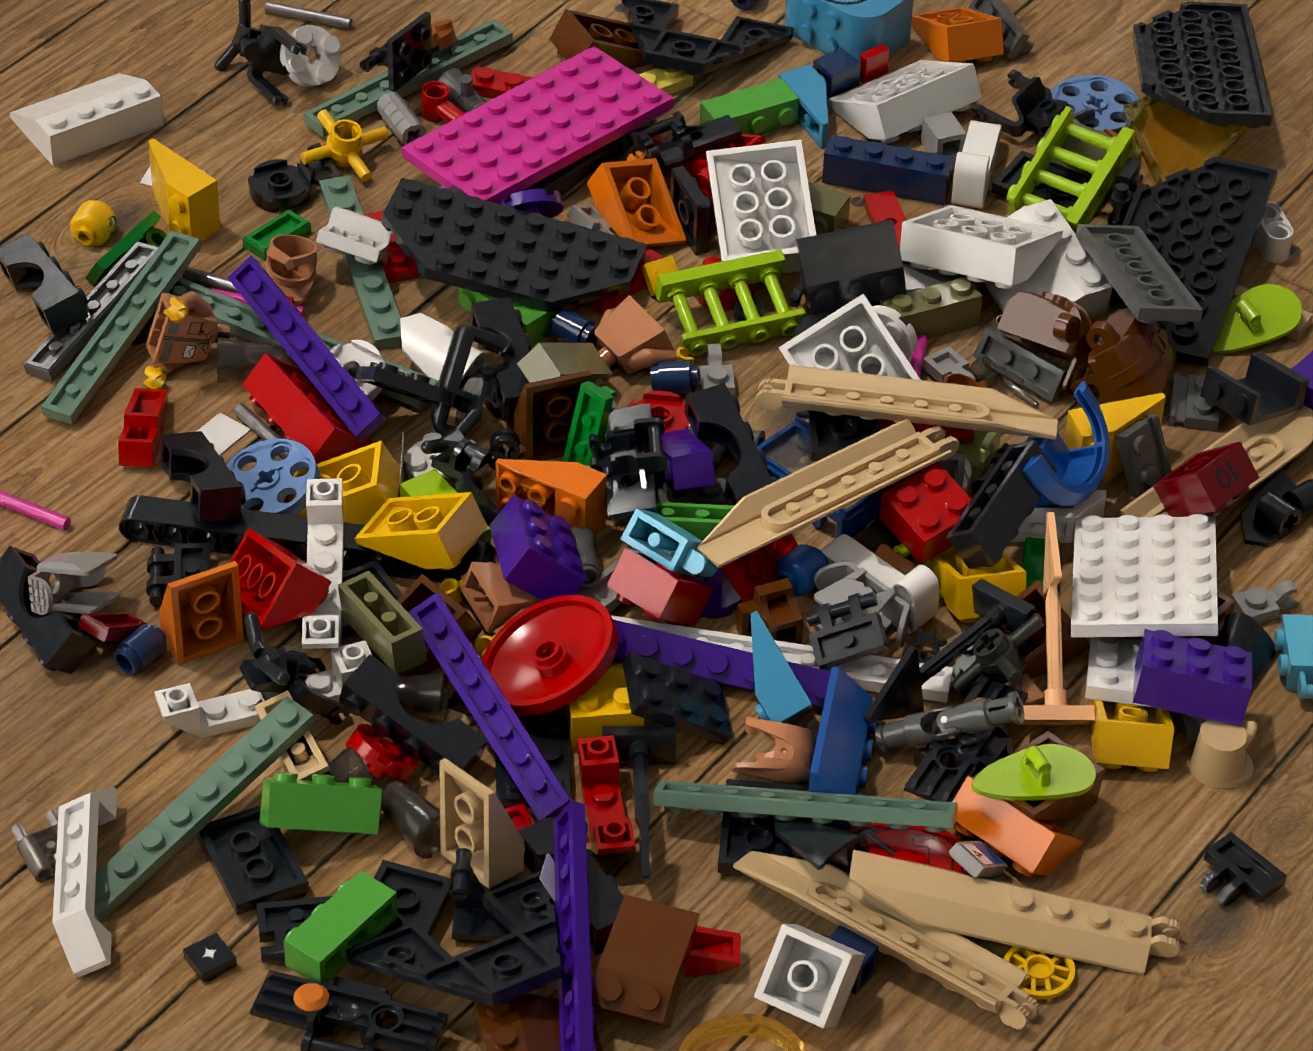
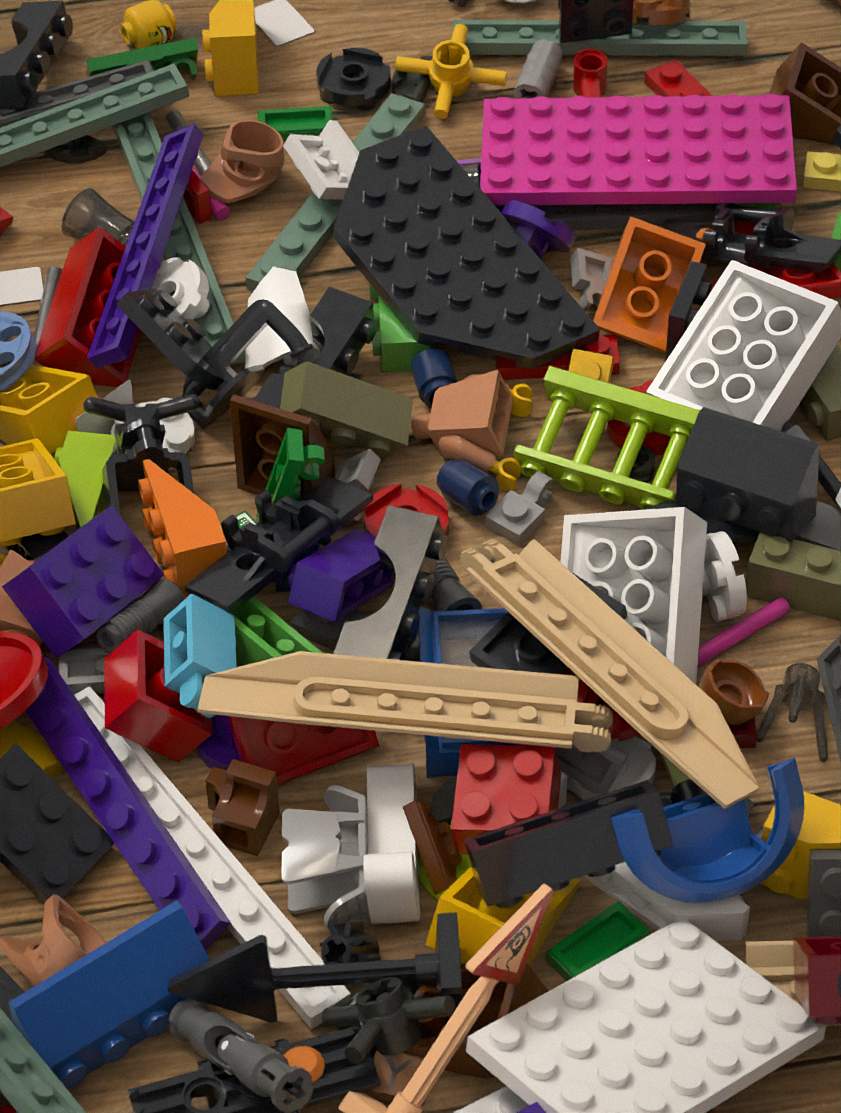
camera: 45 degrees right, 5 degrees up
(180, 335) = (68, 163): nougat torso -> none
(462, 90) = (628, 70): dark grey piece -> none
(508, 438) = (222, 455): black bush -> none
(775, 683) = (140, 864): dark azure slope -> none
(800, 567) = (334, 766): blue head -> none
(849, 639) = (261, 886): black plate -> none
(945, 363) = (767, 653): light grey plate -> none

